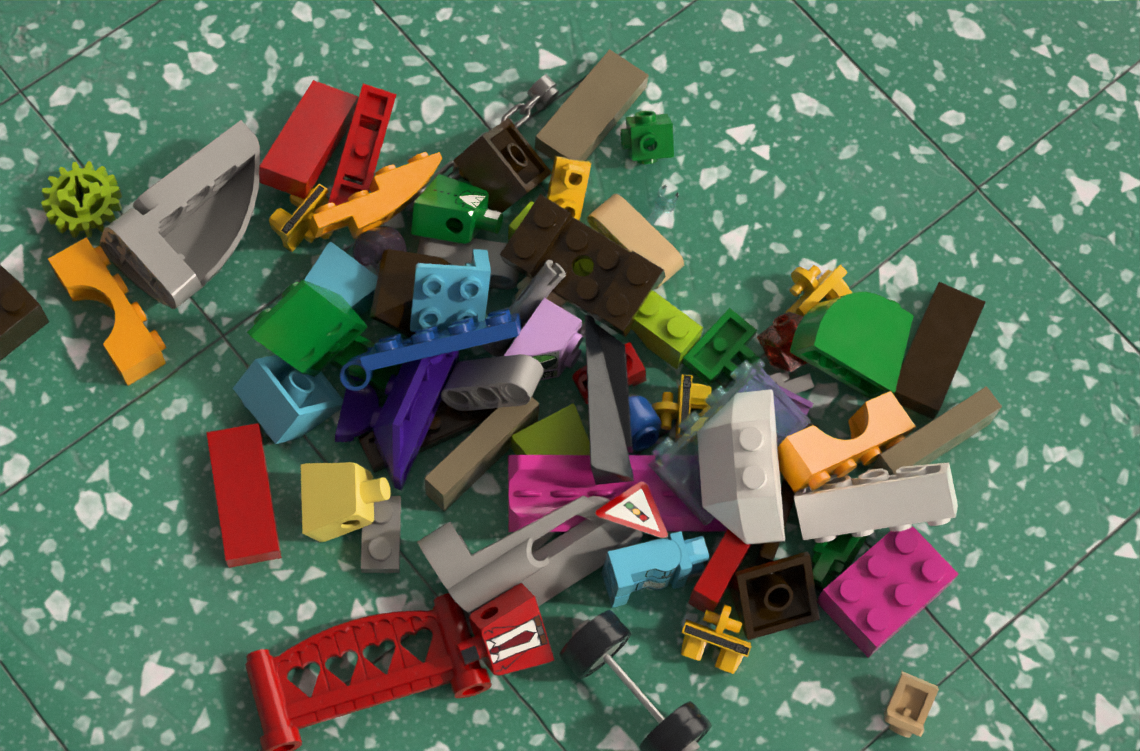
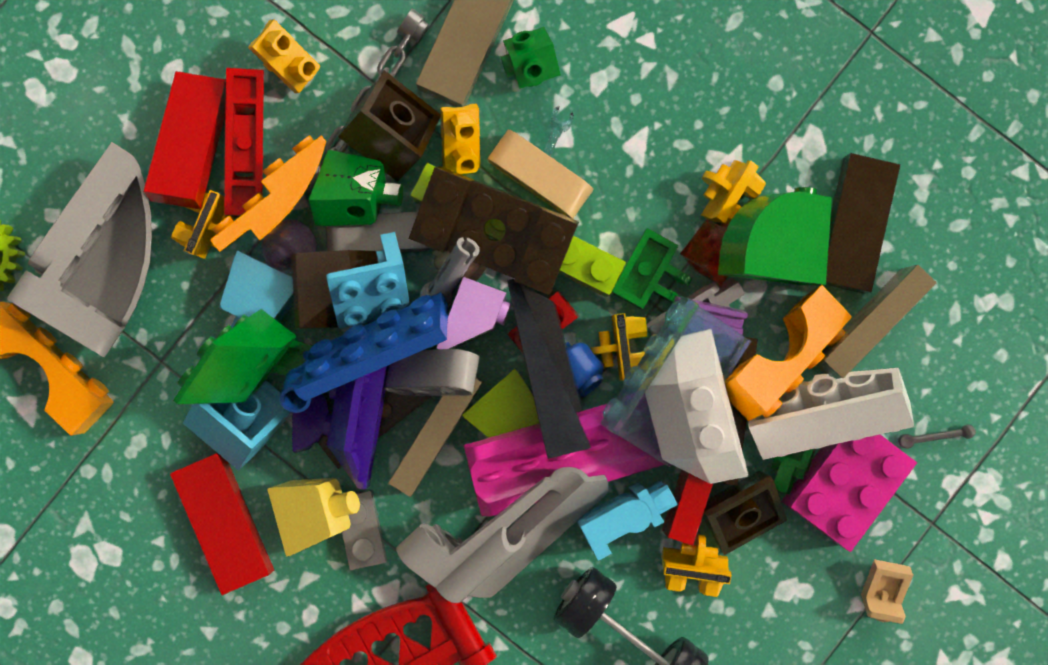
camera: 10 degrees left, 20 degrees up
(418, 88) = (284, 56): none -> yellow hips
(507, 634) = (500, 615): red torso -> none
(635, 510) = (598, 476): sticker -> none
(1017, 570) = (907, 441): none -> dark grey hinge

